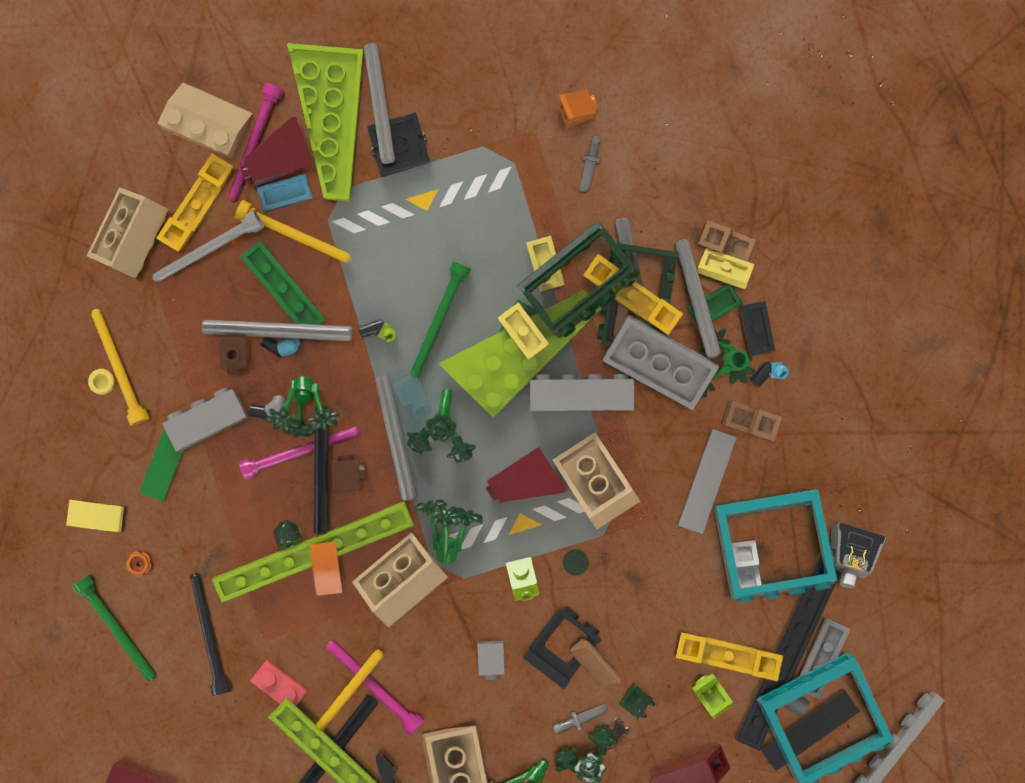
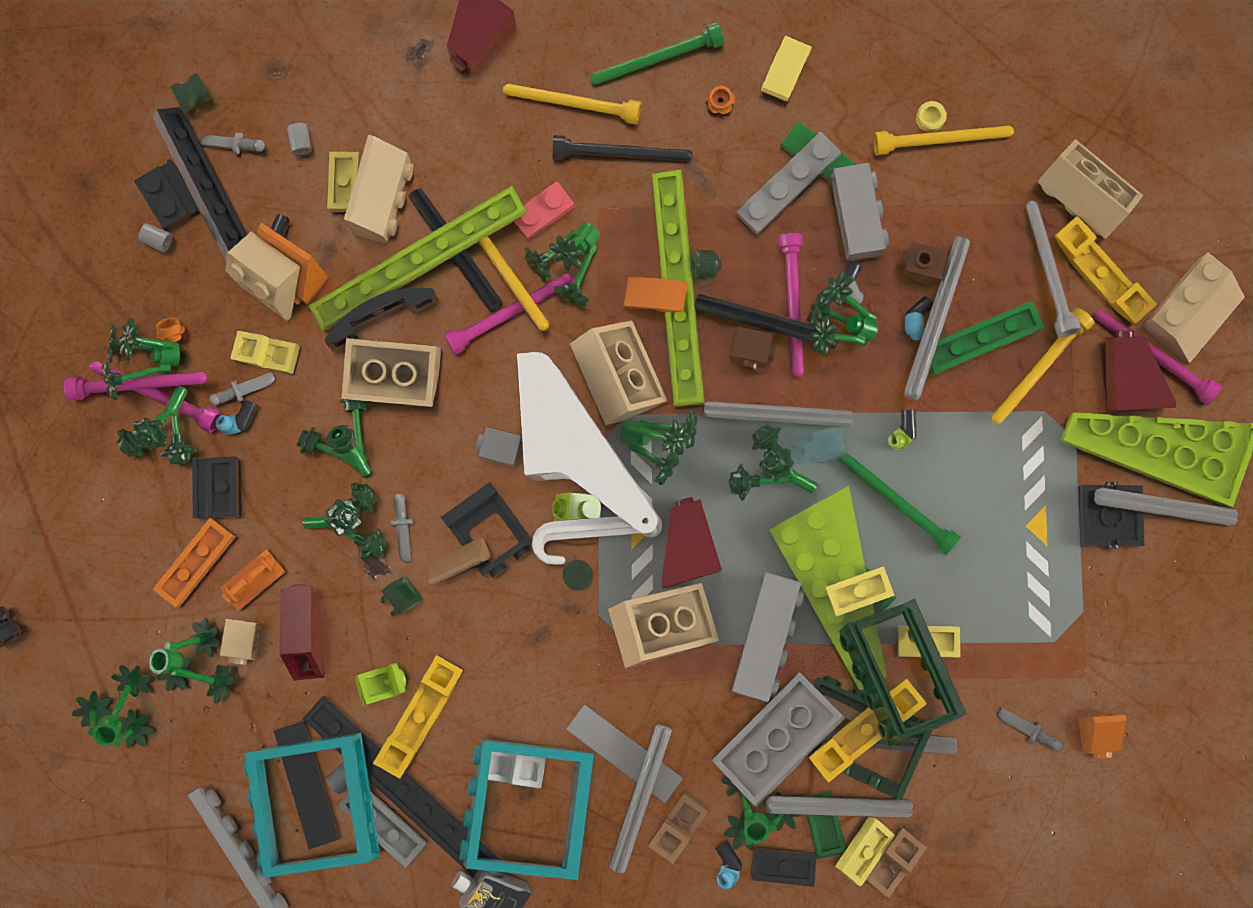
camera: 115 degrees right, 5 degrees down
(171, 639) = (627, 110): none -> yellow piece
(196, 485) = (788, 183): none -> light grey plate
(284, 193) = (1088, 373): medium azure tile -> none
(296, 644) = (569, 251): none -> dark green plant
(471, 603) = (568, 444): none -> white piece
(739, 458) = (640, 799): none -> light grey axle

